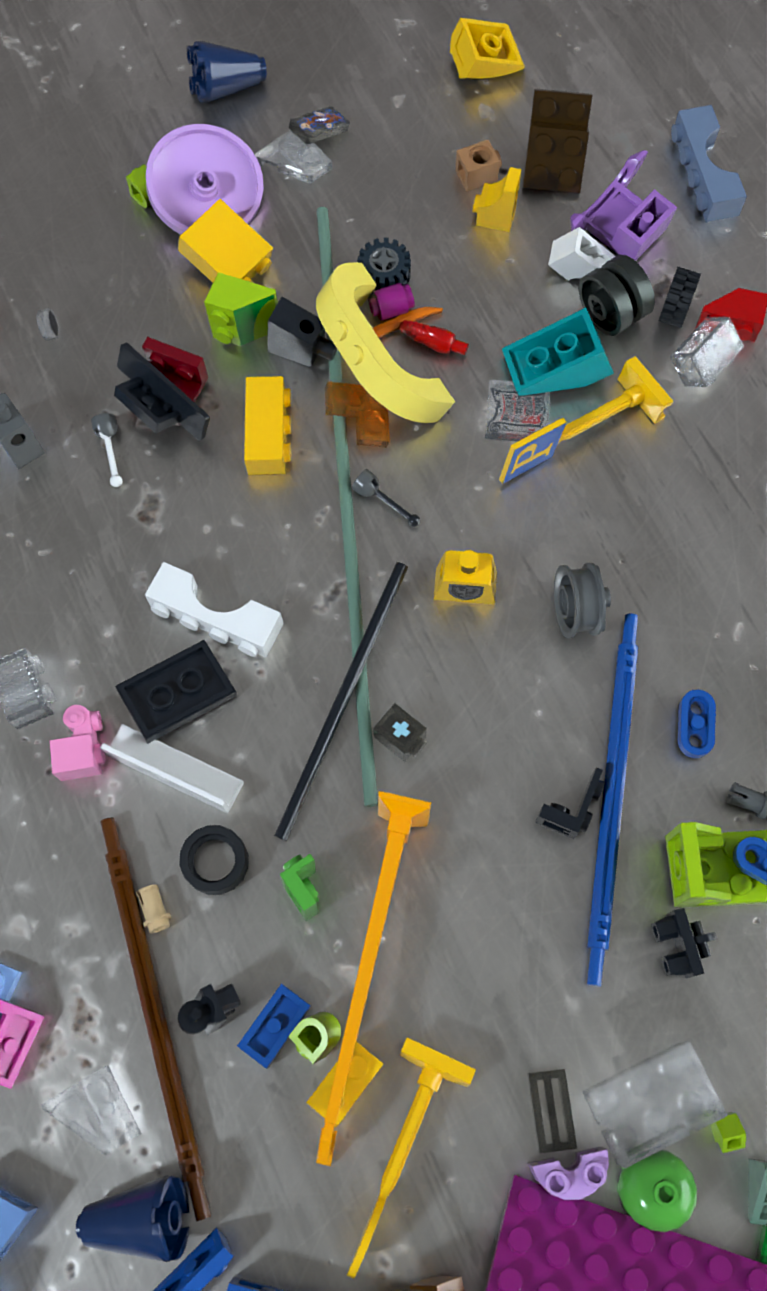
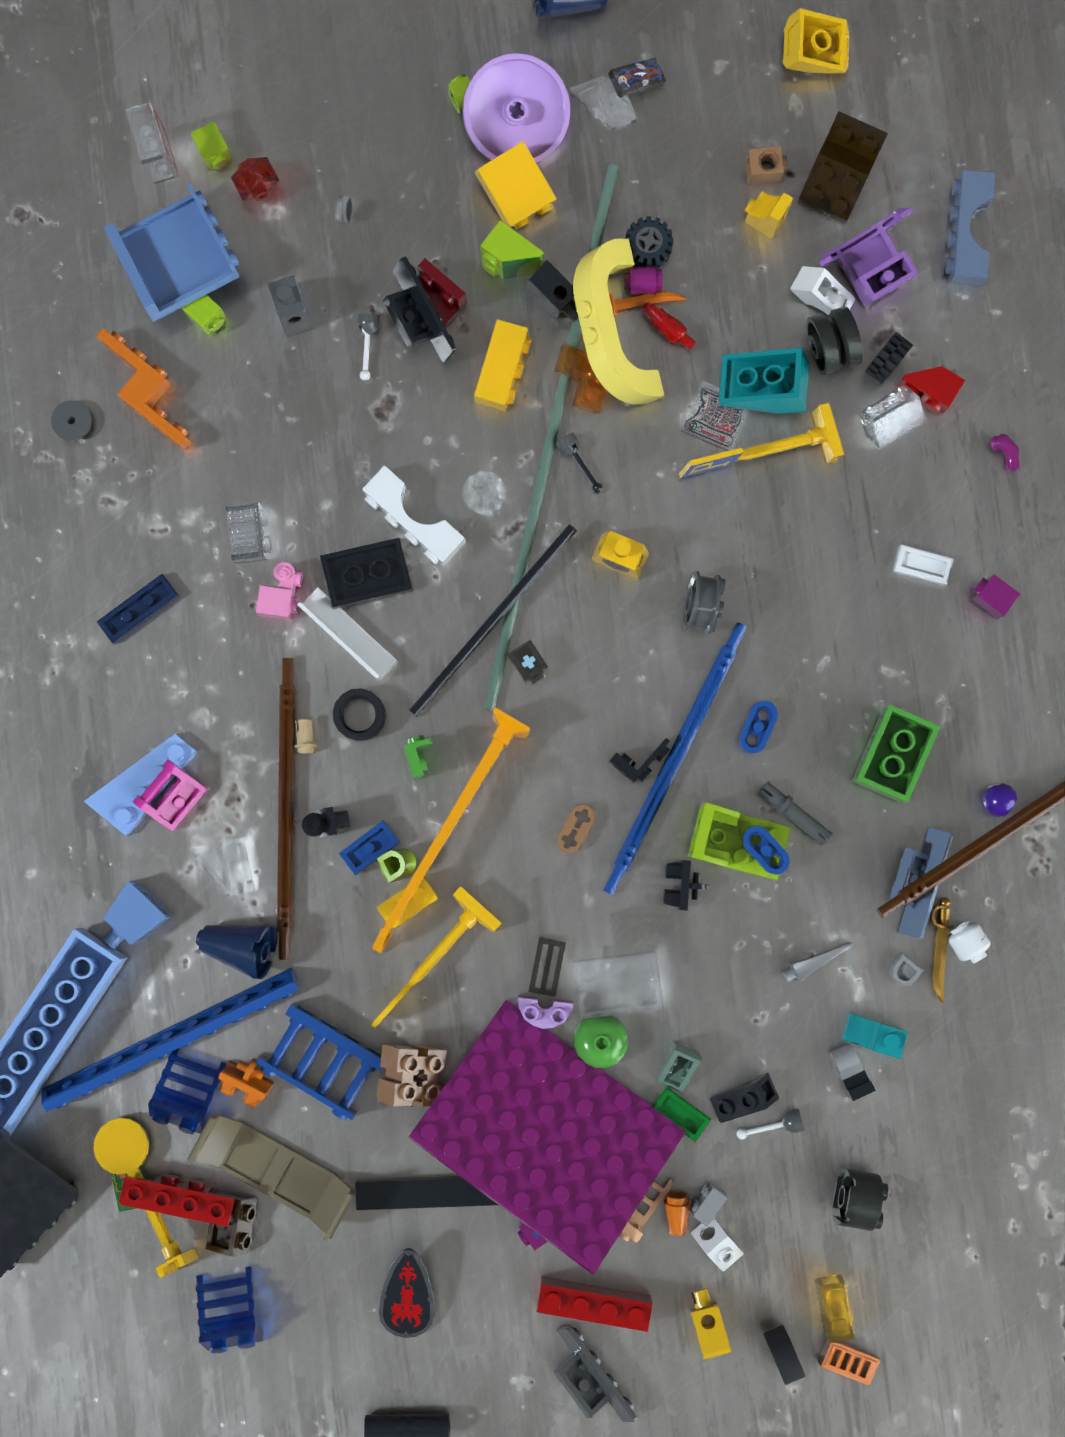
camera: 20 degrees right, 15 degrees up
(298, 571) = (489, 503): none -> clear gear
(534, 917) = (581, 832): none -> medium nougat beam
(729, 1133) = (664, 1020): lime piece -> none

